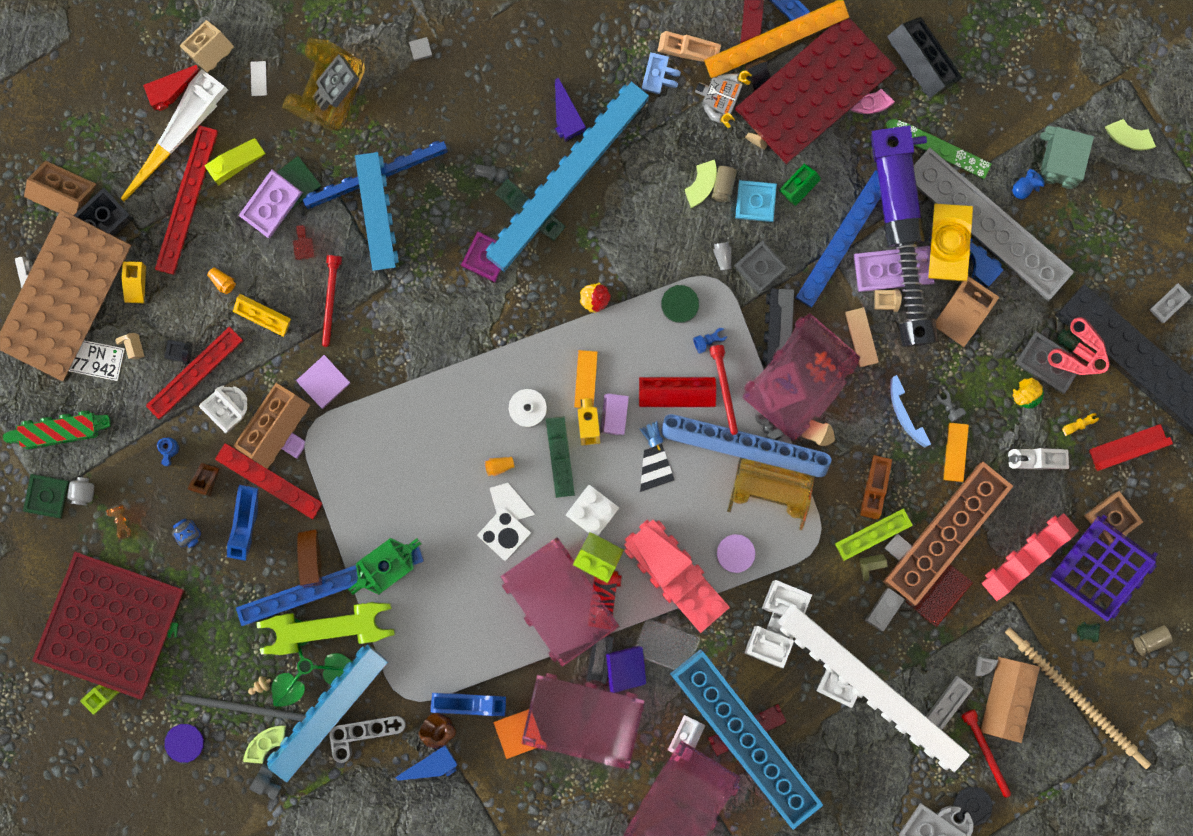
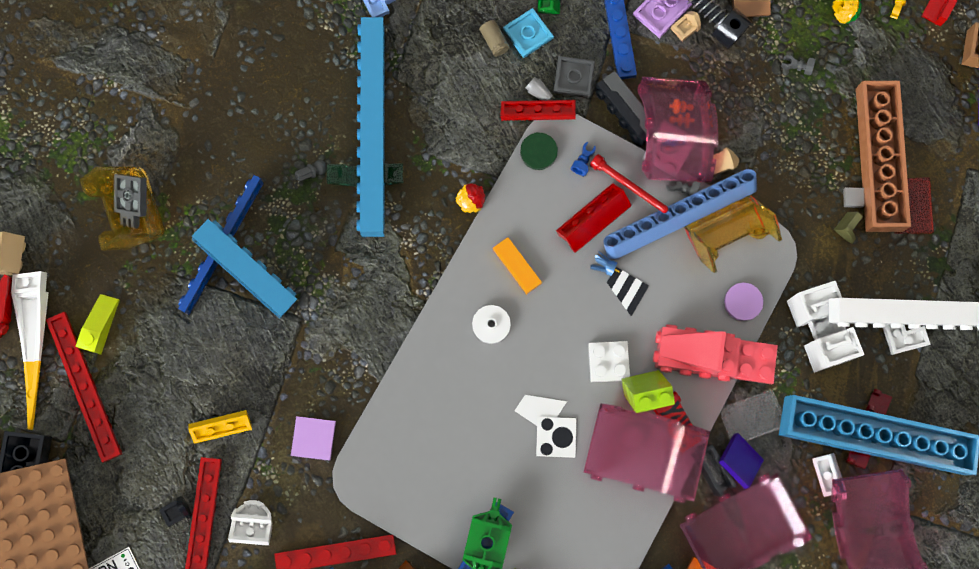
camera: 45 degrees left, 5 degrees down
(132, 345) = (132, 538): tan tile -> none
(133, 281) = (92, 486): yellow slope -> none
(222, 281) = (166, 426): light orange cone -> none
(258, 78) = (66, 246): white sticker -> none
(270, 204) = (155, 334): lavender tile -> none
(271, 425) = (301, 507): medium nougat slope -> none
(294, 446) = (331, 508): lavender tile -> none
(300, 177) = (160, 302): dark green tile -> none
(303, 247) = (208, 346): clear red plate -> none
(333, 264) = (244, 339): red piece -> none
(420, 49) = (177, 123): light grey tile -> none
(476, 258) = (356, 245): magenta tile -> none
(496, 466) = (507, 387): light orange cone -> none
(560, 457) = (548, 340): clear green slope -> none
(567, 118) = (336, 84): dark purple slope -> none
(588, 428) = (555, 301): yellow torso -> none
(614, 414) = (561, 273): lavender hinge -> none
(703, 184) = (478, 50): yellowish green tile -> none
(708, 270) = (538, 110): none -> red tile
(861, 337) = (690, 66): tan tile -> none
(873, 534) = (829, 203): lime plate -> none
(876, 487) = (800, 167): dark orange slope -> none
(884, 609) = (888, 250): light grey brick -> none
(918, 435) = (751, 85): light blue slope -> none
(955, 452) = (832, 94): light orange tile -> none
(1032, 554) = (952, 129): coral brick -> none
(1038, 459) = (896, 49): white plate -> none

